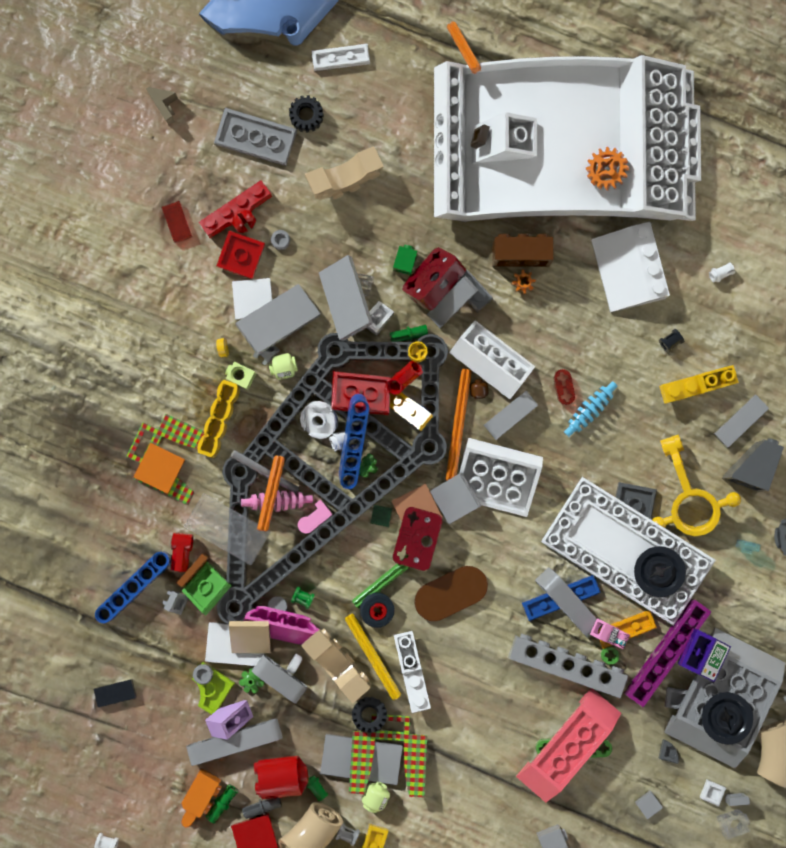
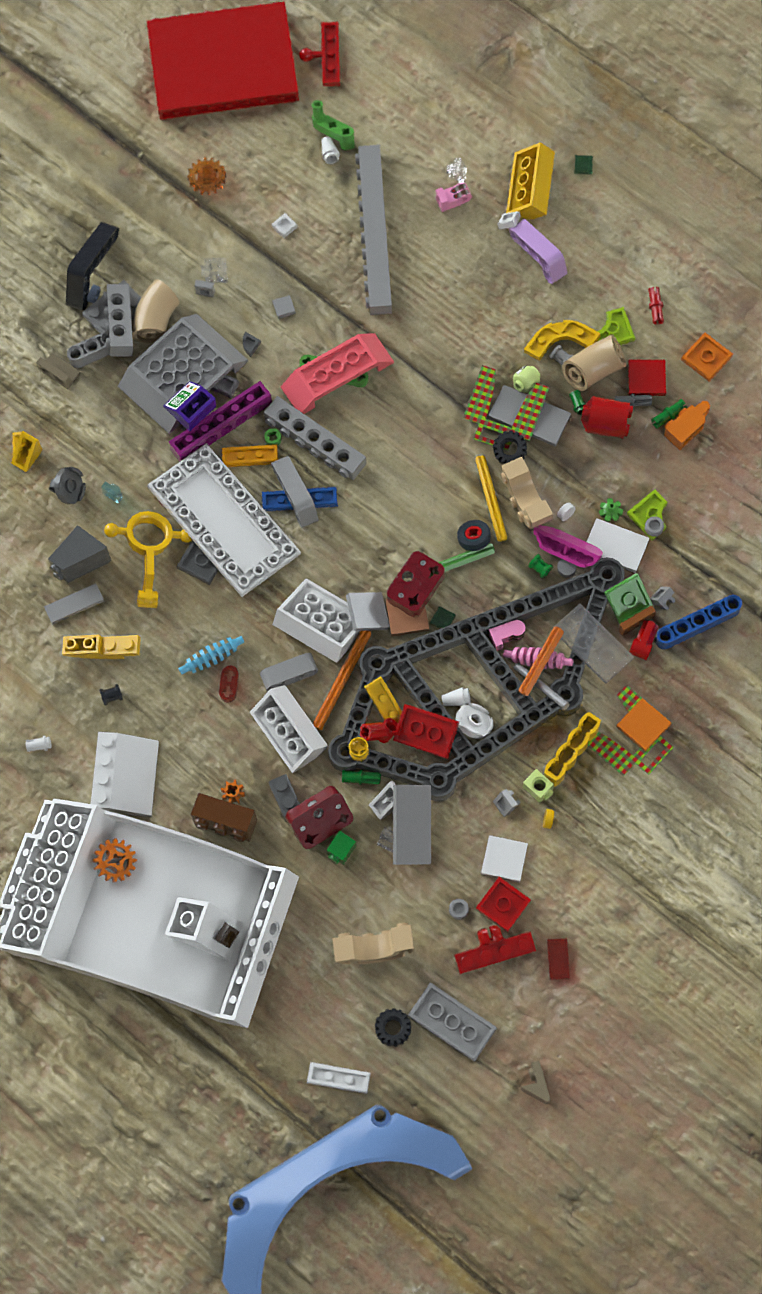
camera: 160 degrees left, 15 degrees down
(115, 693) = (742, 535): black tile -> none
(229, 719) = (641, 480): lavender slope -> none
(241, 740) = (642, 461): light grey beam -> none
(249, 636) = (599, 542): tan tile -> none
(277, 319) = (485, 826): light grey tile -> none
(279, 679) = (584, 501): light grey beam -> none
(283, 366) = (493, 781): yellowish green head -> none
(355, 450) = (447, 686): blue beam -> none
(367, 465) = (441, 666): bright green plant -> none
(412, 672) = (458, 472): white slope -> none
(451, 593) = (400, 532): reddish brown tile -> none
(452, 301) = (302, 790): light grey tile -> none
(464, 47) = (210, 1038): orange axle -> none
(479, 389) = (311, 707): reddish brown piece -> none
(610, 634) = (265, 450): bright pink leg -> none
(656, 585) = (210, 480): black gear -> none
(712, 792) = (223, 301): white tile -> none
(739, 724) = (180, 341): black gear -> none

